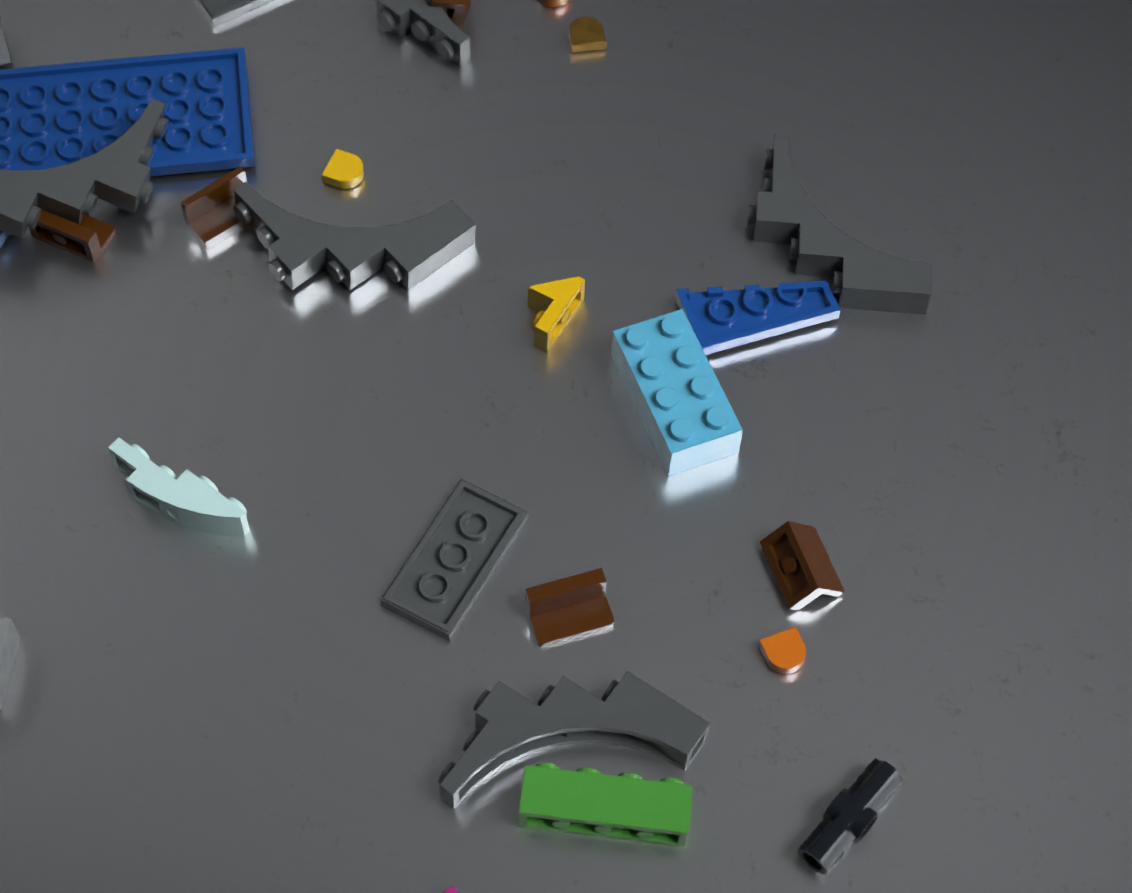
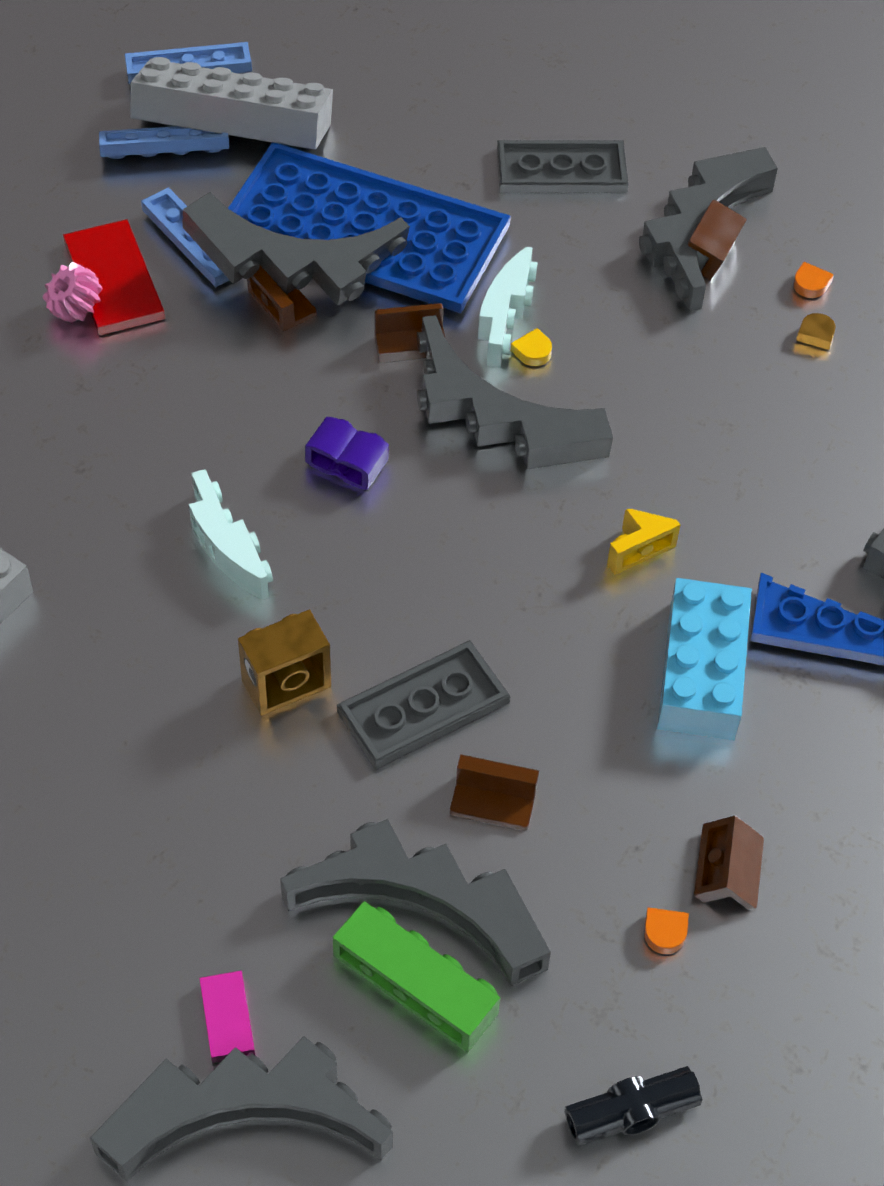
camera: 30 degrees right, 5 degrees down
(237, 355) = (347, 453): none -> dark purple brick
(294, 139) = (505, 303): none -> light aqua slope
(314, 584) = (285, 662): none -> pearl gold brick

